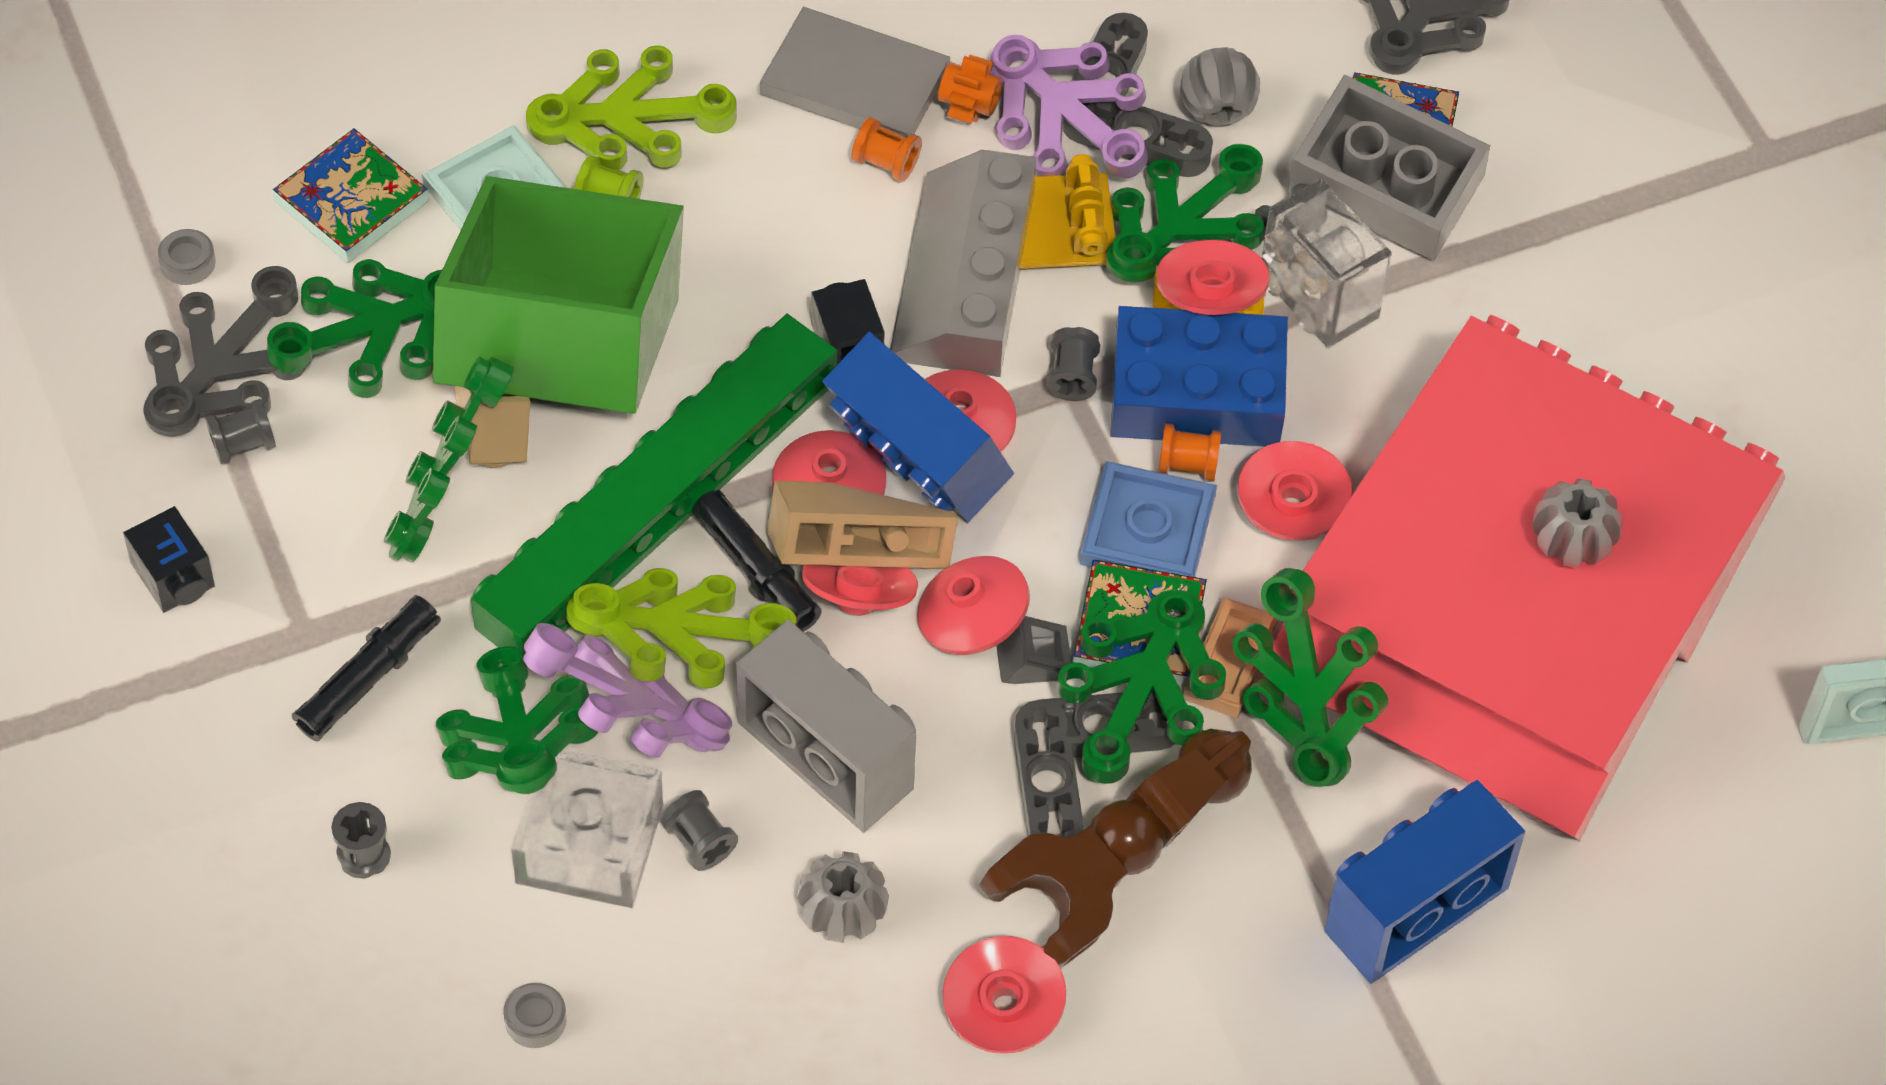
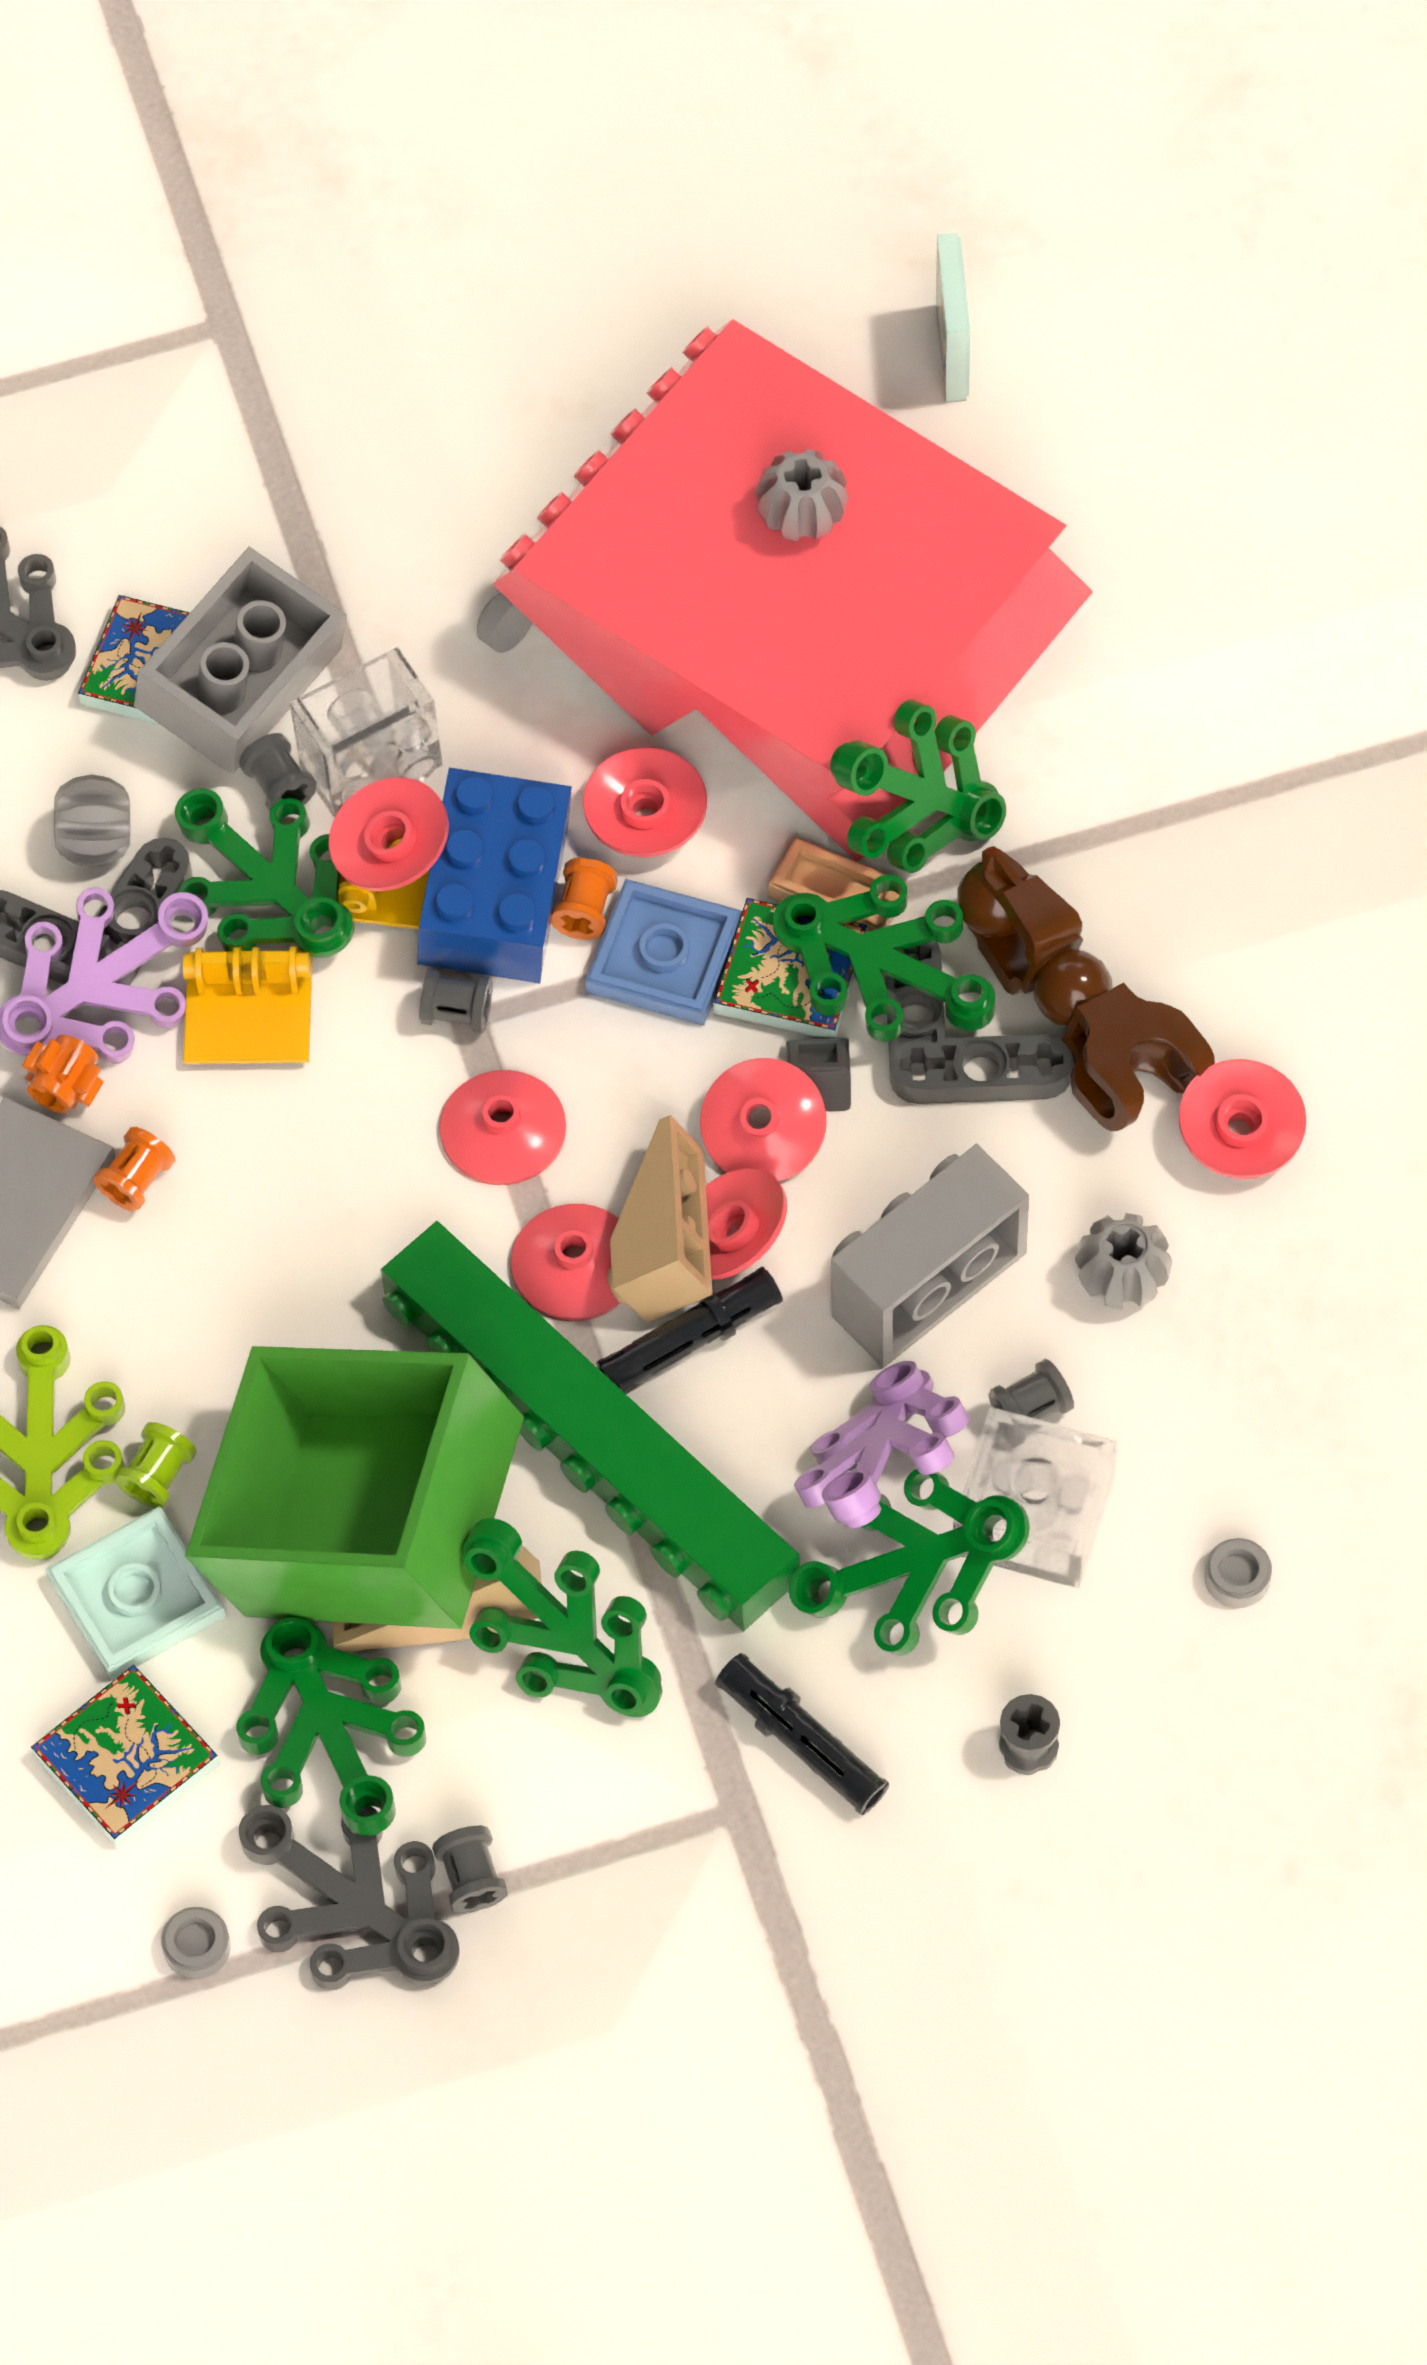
camera: 80 degrees left, 5 degrees up
(169, 559) = (648, 1940): black brick -> none
(613, 614) = (779, 1407): lime plant -> none
(844, 315) = (380, 1218): black brick -> none
(916, 429) = (558, 1143): blue brick -> none
(966, 263) = (311, 1093): light grey slope -> none
(1423, 879) = (1142, 724): blue brick -> none

